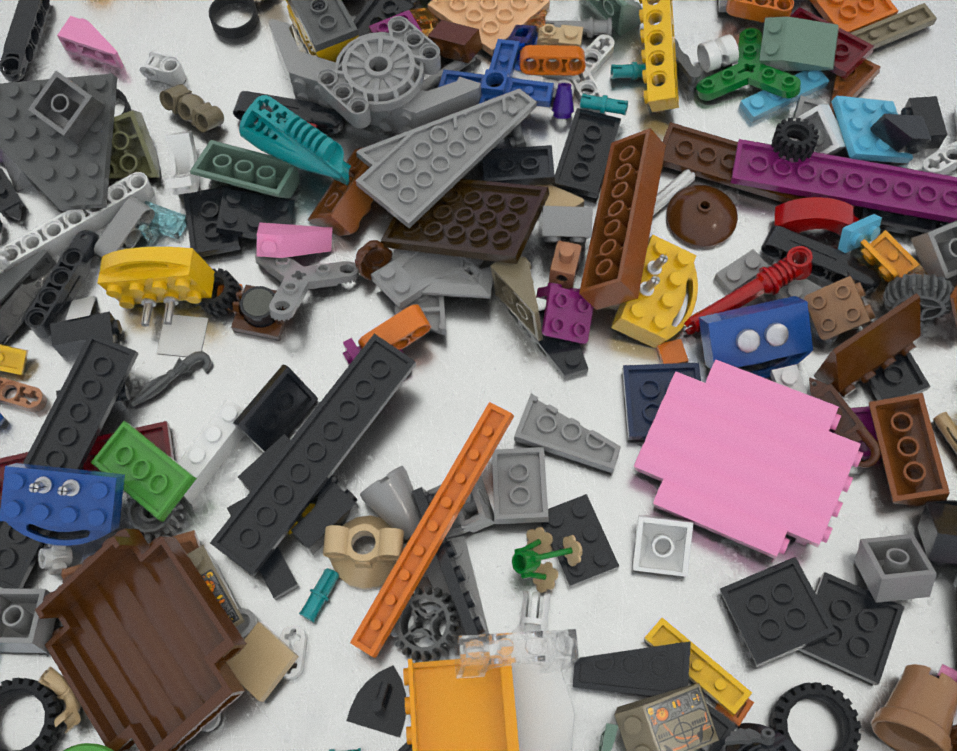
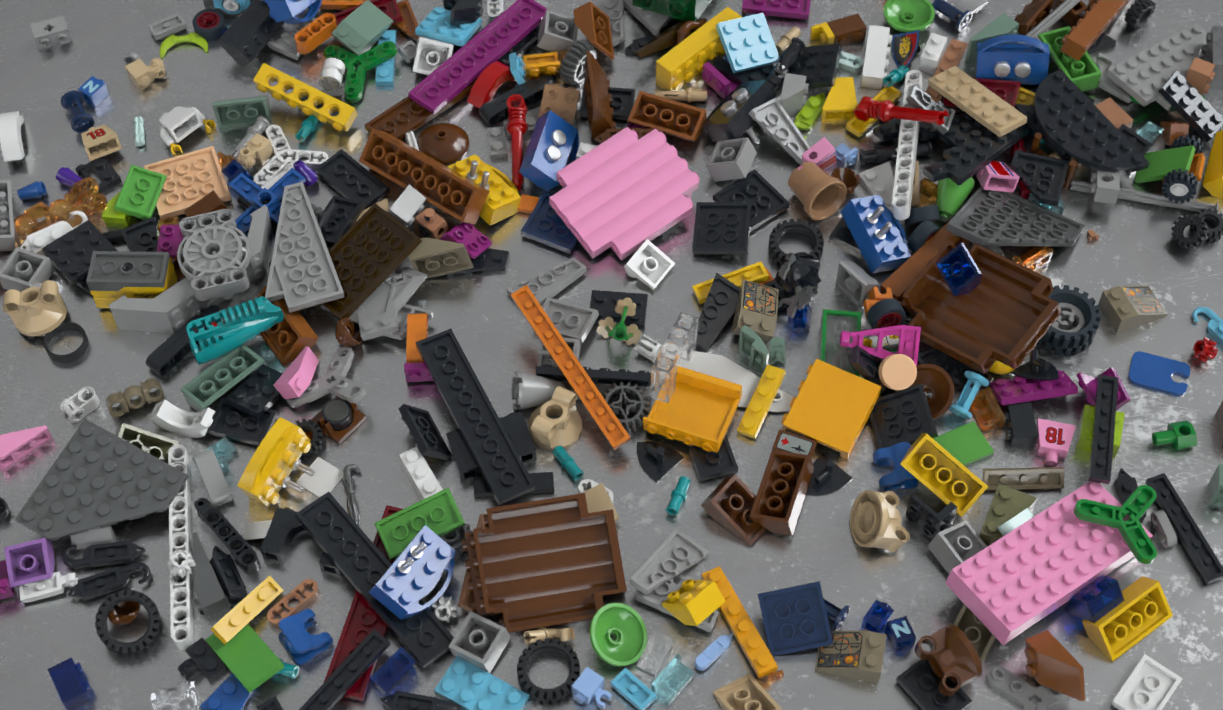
camera: 65 degrees left, 10 degrees down
(66, 107) = (99, 453): flat silver brick -> none
(562, 65) = (270, 162): orange beam -> none
(604, 104) = (325, 151): teal pin -> none
(795, 149) = (427, 68): black tyre -> none

